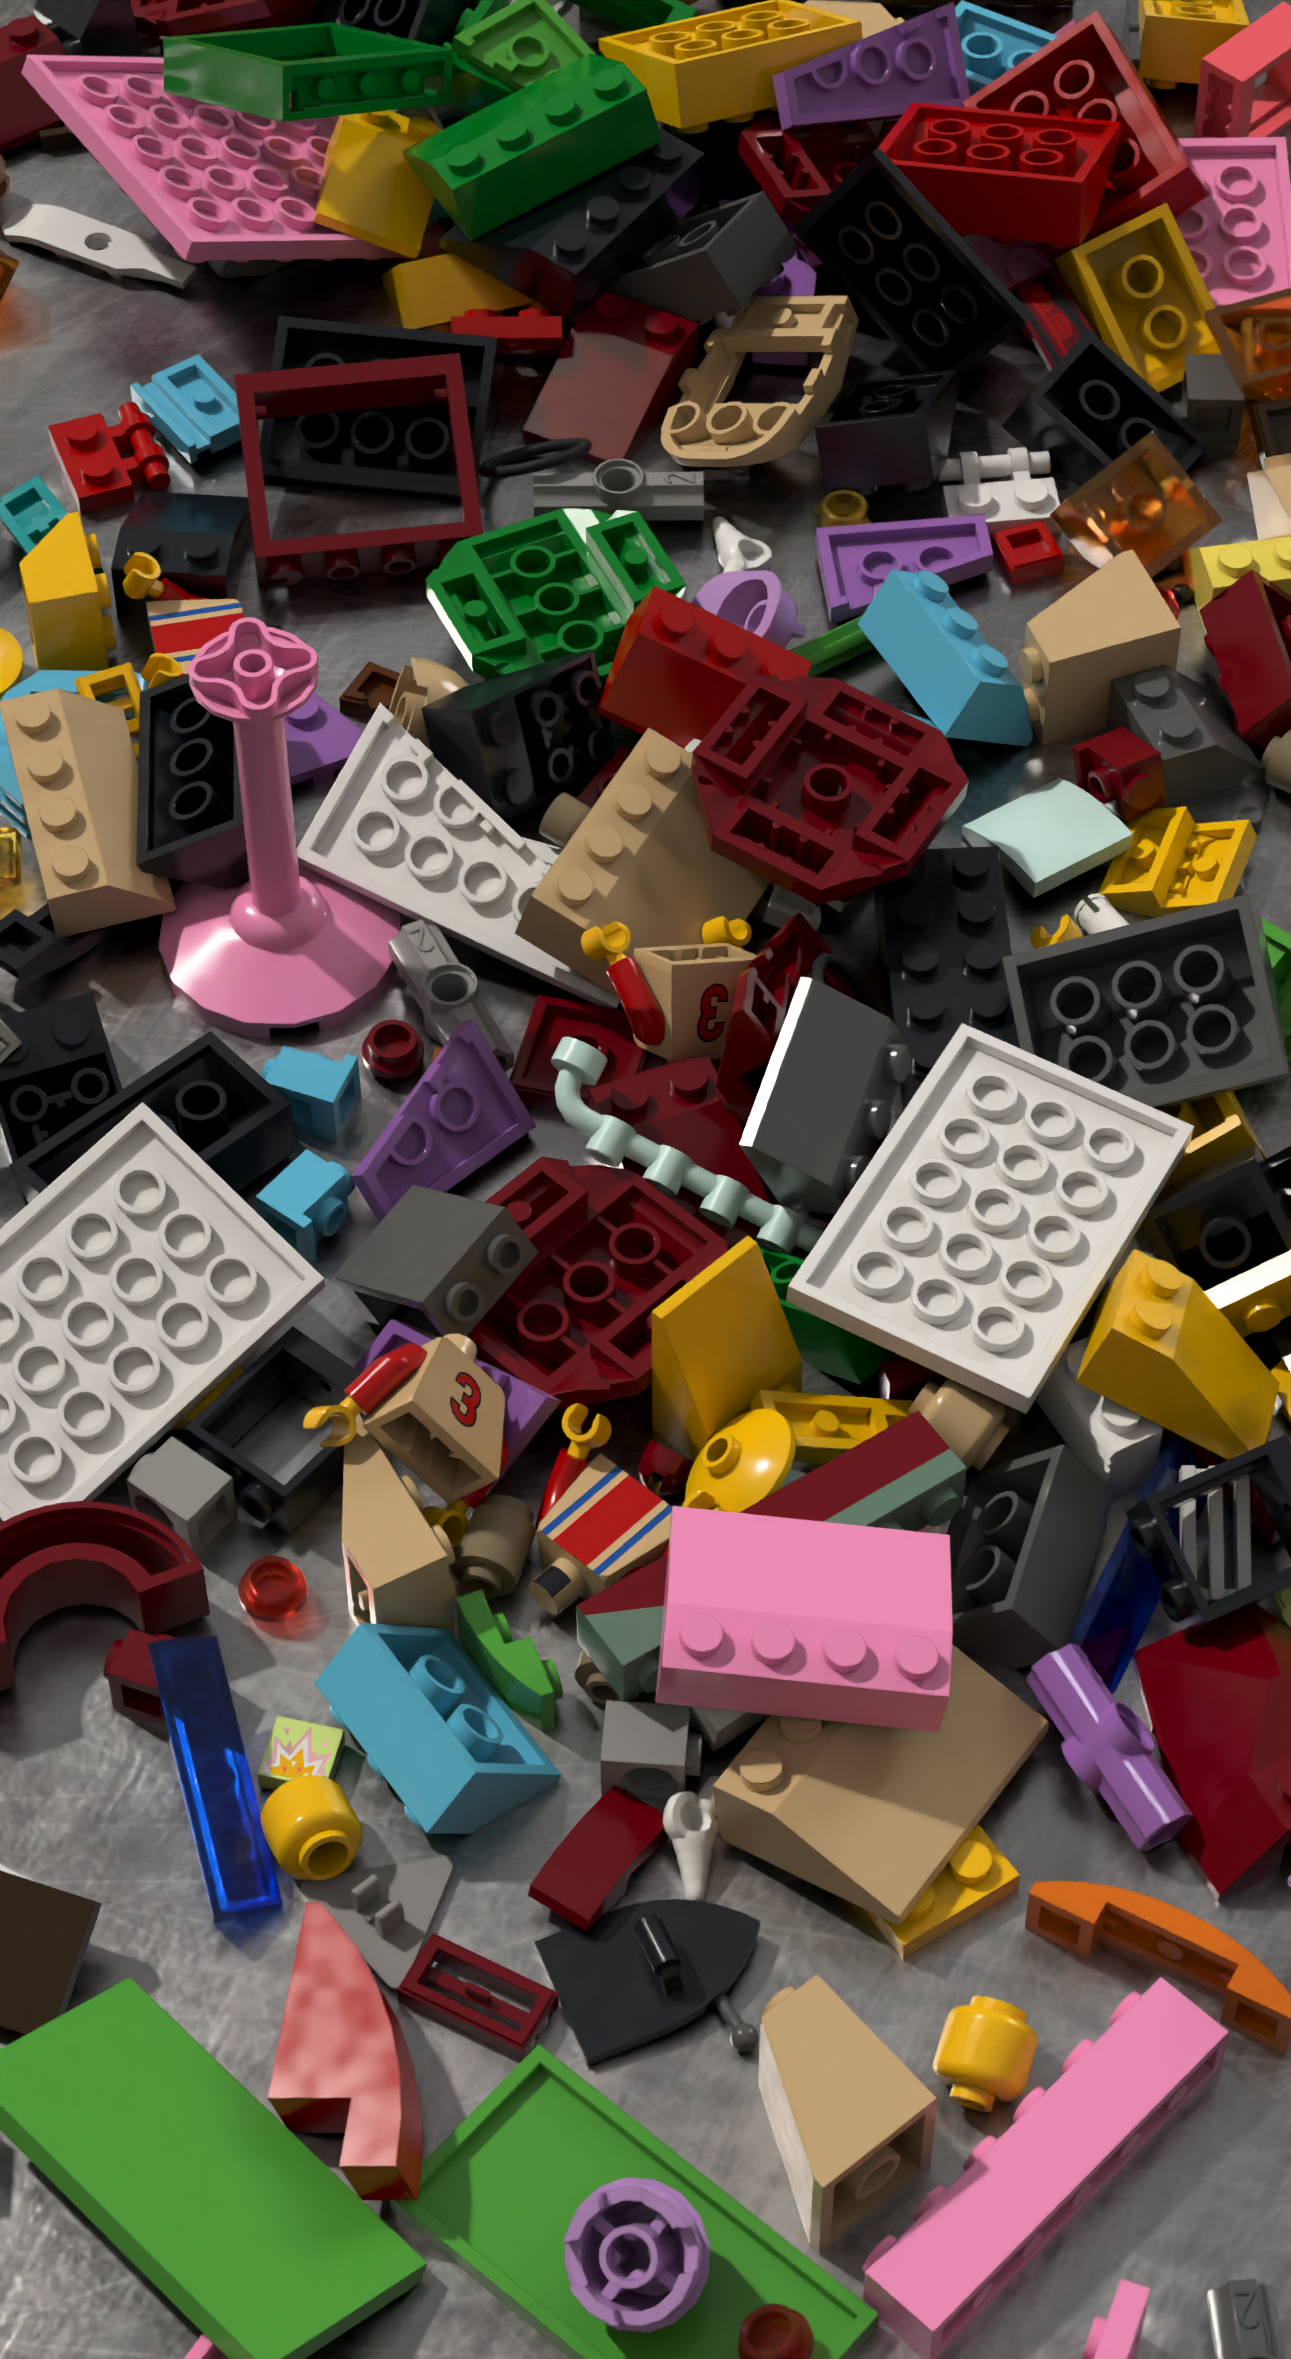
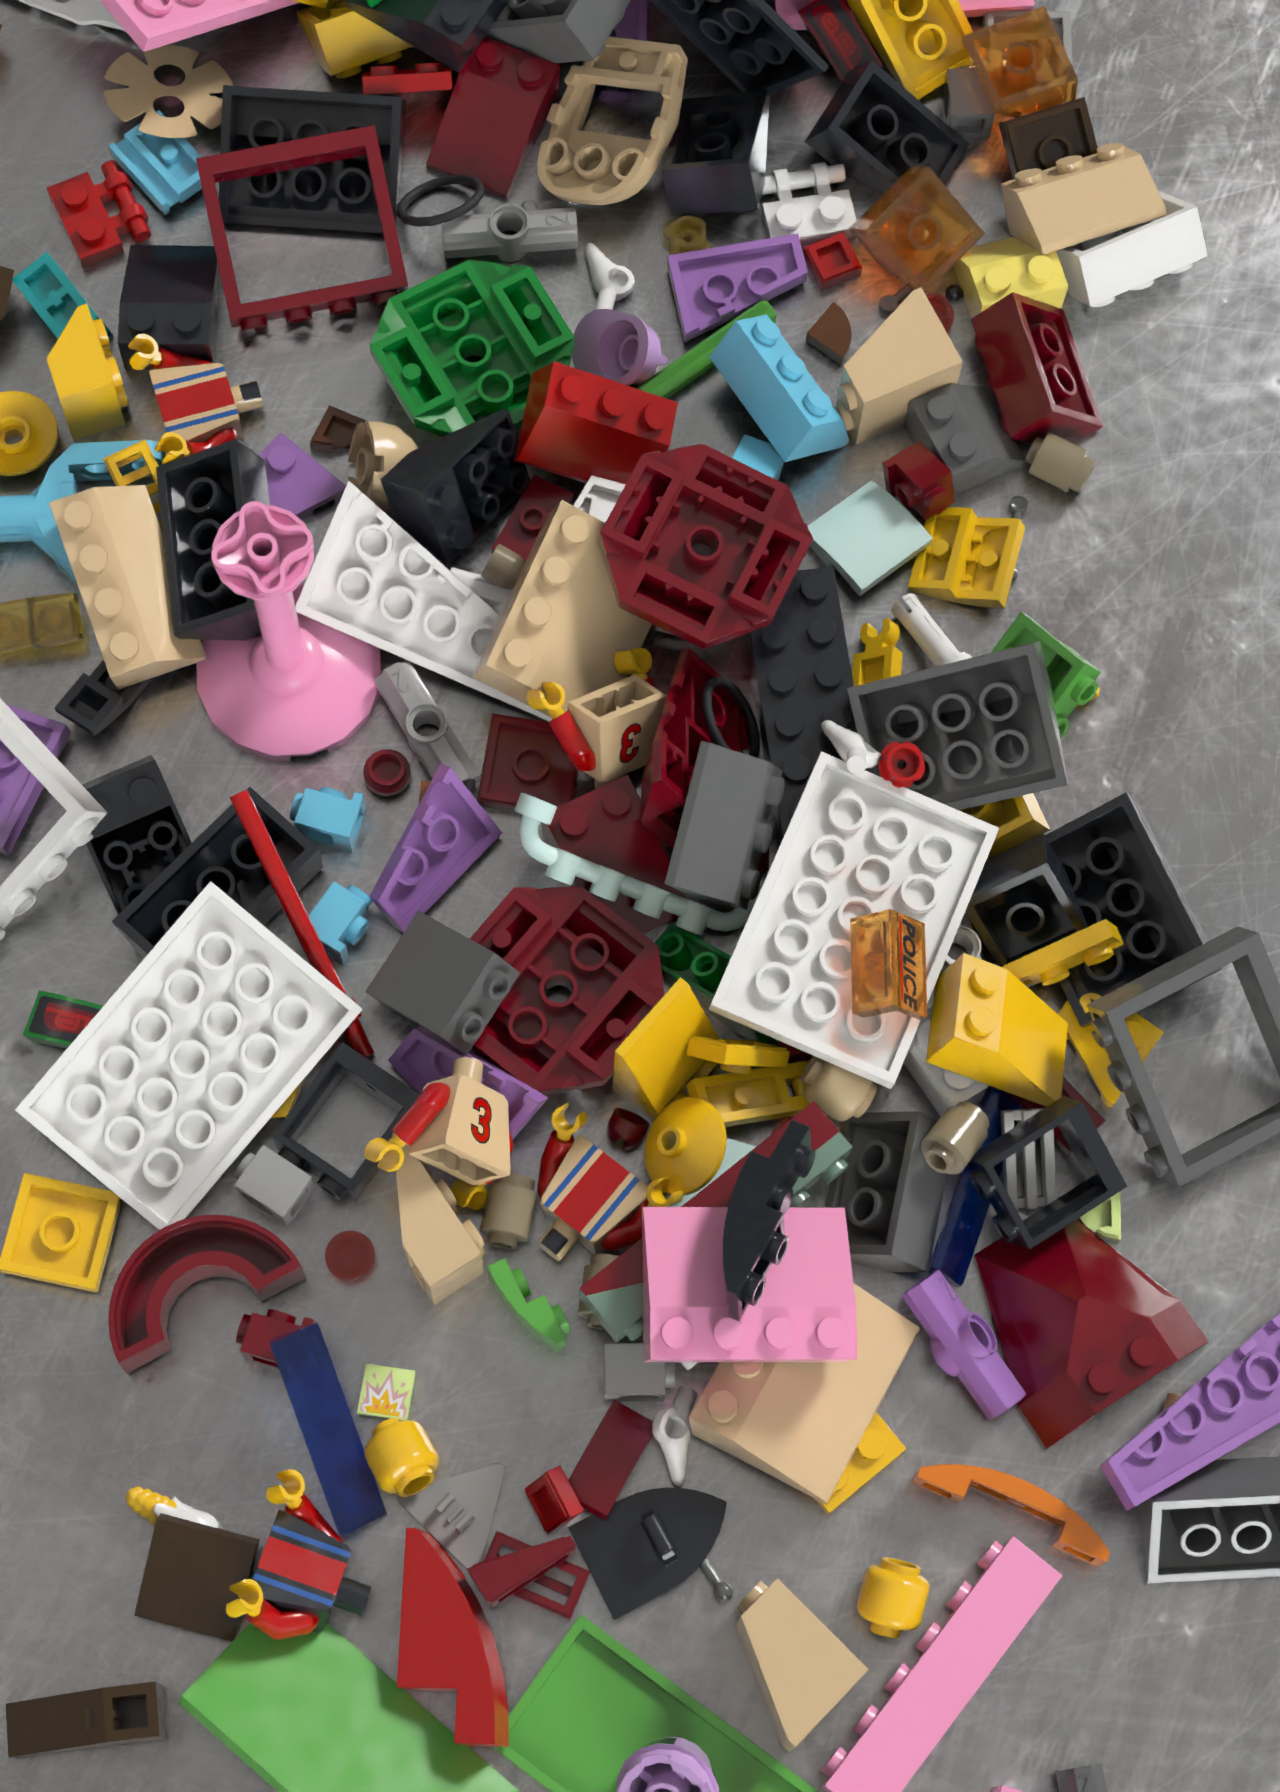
camera: 10 degrees left, 20 degrees up
(149, 1943) = (298, 1570): none -> torso
(182, 332) = (145, 89): none -> tan piece
(245, 1153) = (294, 908): none -> red bar
(433, 1727) = (481, 1364): medium azure slope -> none
(457, 1966) = (510, 1573): none -> dark red slope
(517, 1896) = (553, 1499): none -> red tile
(821, 1507) = (755, 1216): none -> black slope
(822, 1363) = (738, 1054): none -> yellow plate
(1004, 1024) = (851, 747): none -> white animal
(1010, 621) = (832, 334): none -> reddish brown tile
(1031, 1253) = (888, 965): none -> clear orange panel
(1071, 1028) = (913, 761): none -> red plate
(1110, 1480) = (955, 1138): none -> dark tan brick

